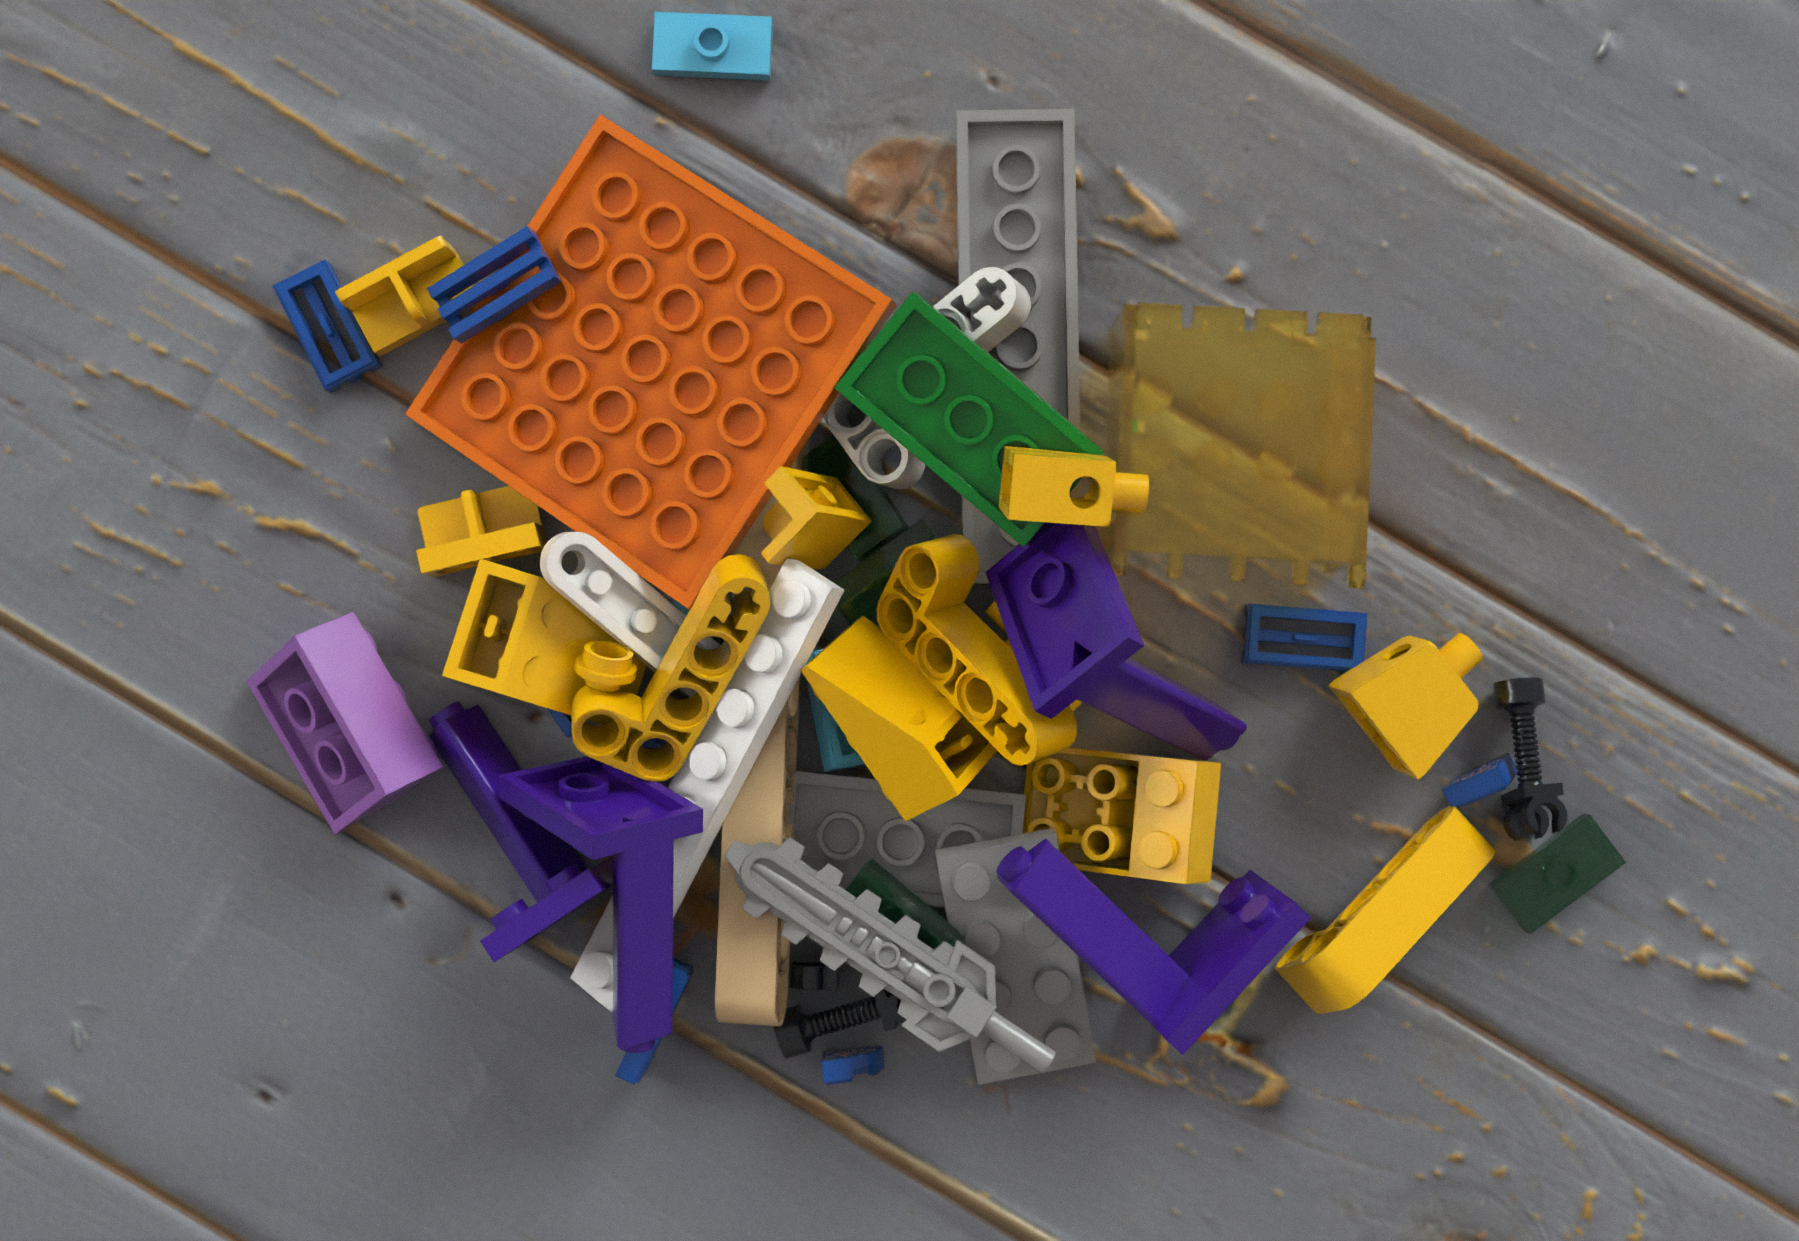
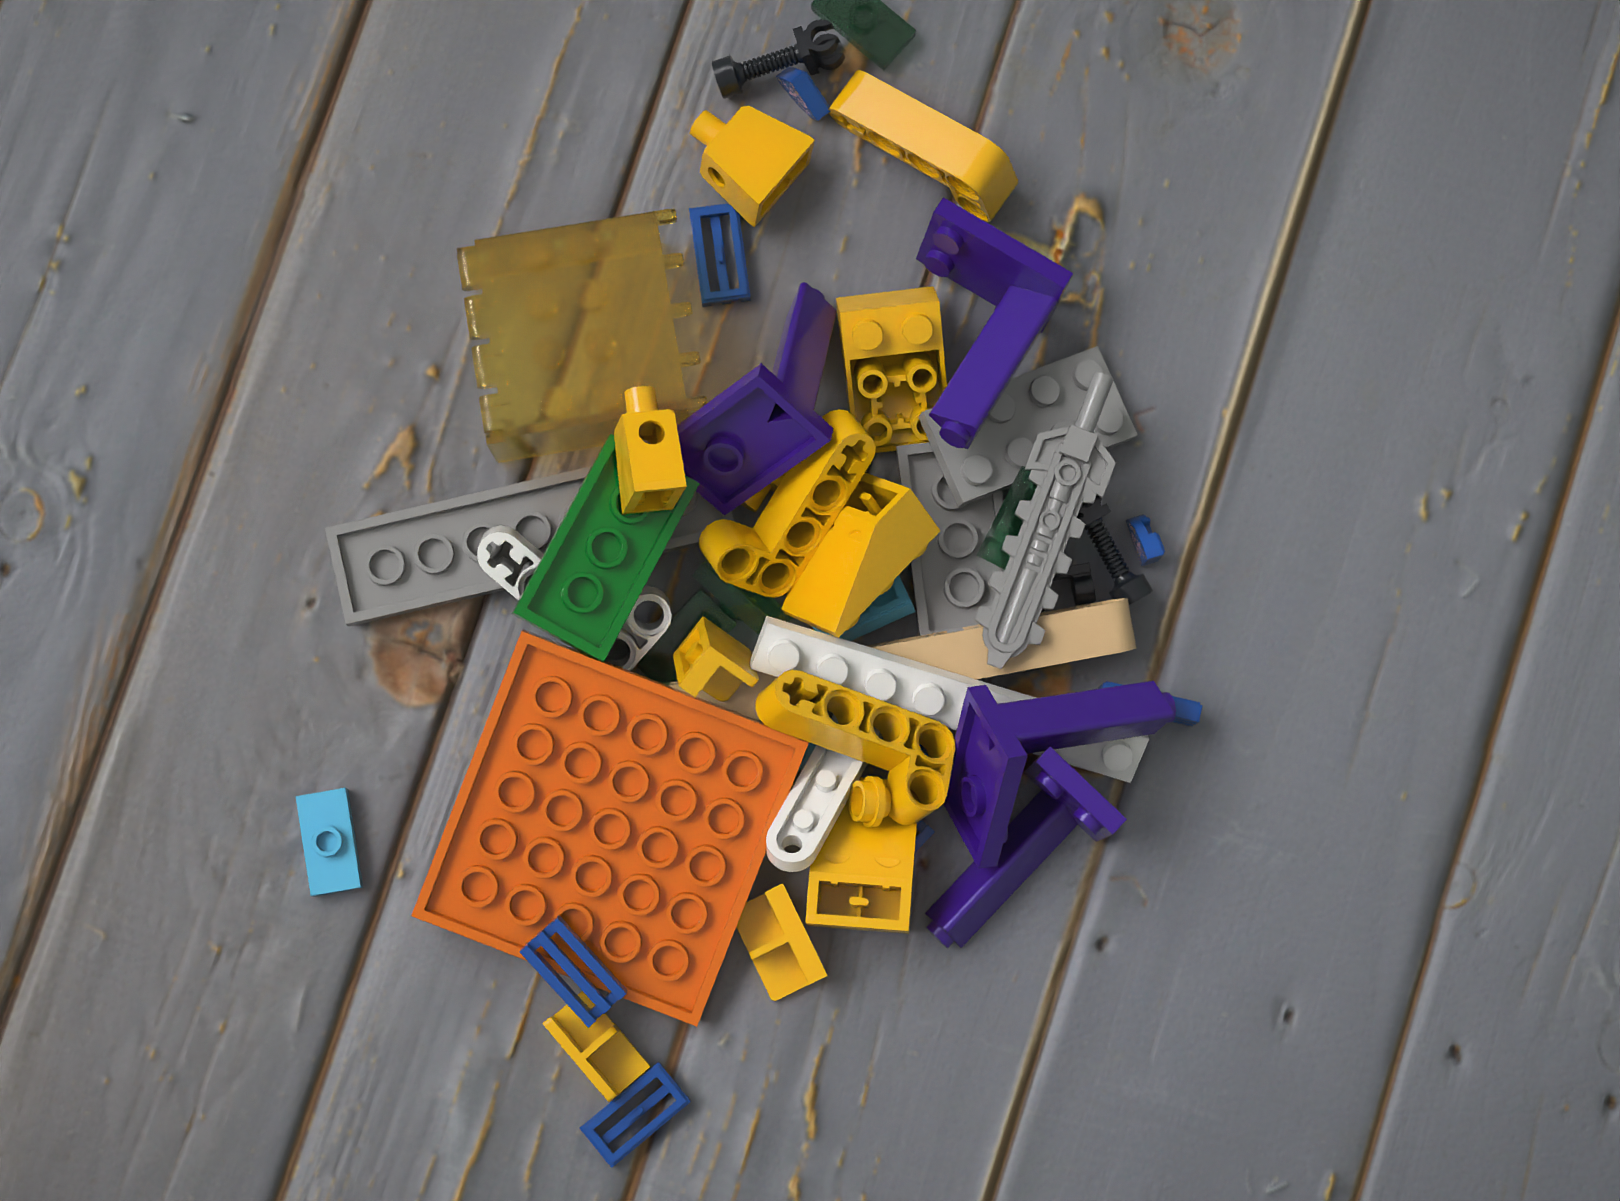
camera: 105 degrees left, 5 degrees down
(343, 721) = (966, 1017): medium lavender slope -> none

